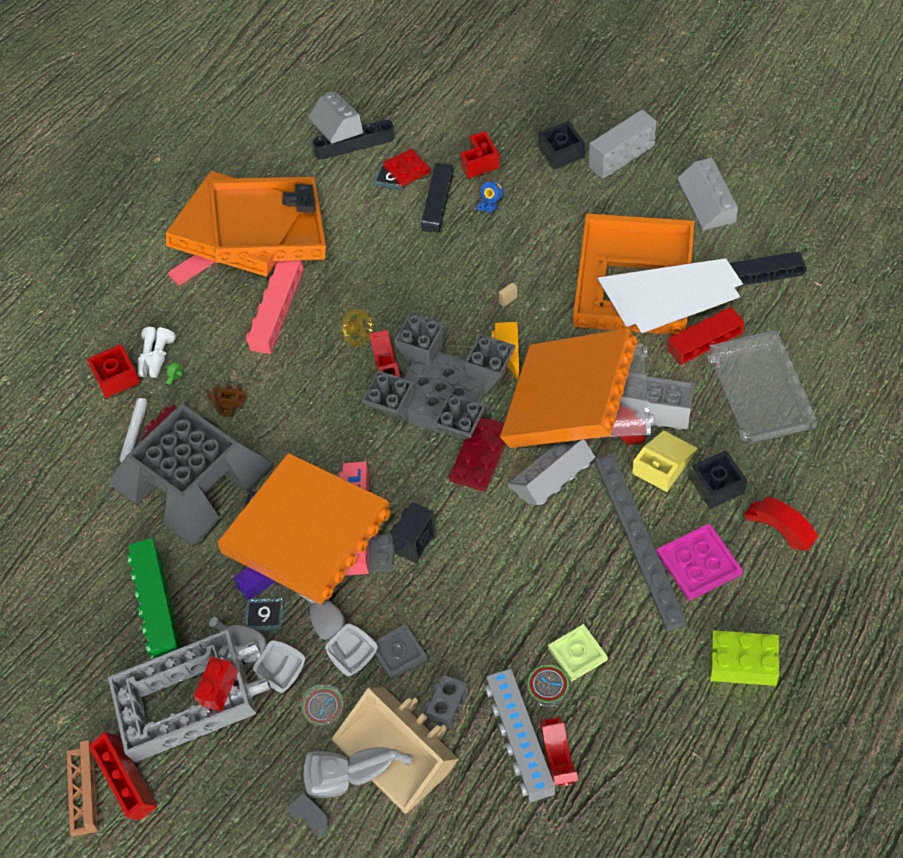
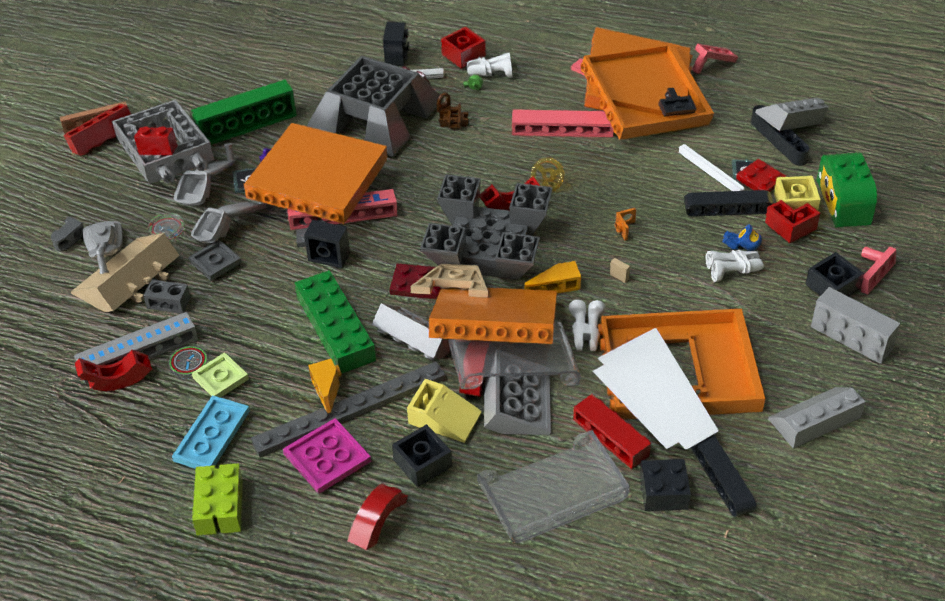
camera: 75 degrees right, 10 degrees down
(83, 434) = (395, 43): none -> black brick
(217, 158) = (713, 53): none -> coral piece
(382, 201) = (711, 169): none -> white axle
(446, 282) = (621, 224): none -> orange bracket
(448, 143) = (797, 191): none -> light yellow brick
(452, 106) = (847, 189): none -> green brick
(500, 417) = (453, 275): none -> tan wing
(514, 207) = (734, 261): none -> white piece
(524, 539) = (335, 321): none -> green brick
(547, 110) = (883, 263): none -> coral piece
(560, 327) = (582, 330): none -> white piece
(609, 551) = (326, 382): none -> light orange slope
(655, 664) = (211, 433): none -> medium azure plate
(772, 309) = (664, 485): none -> black brick

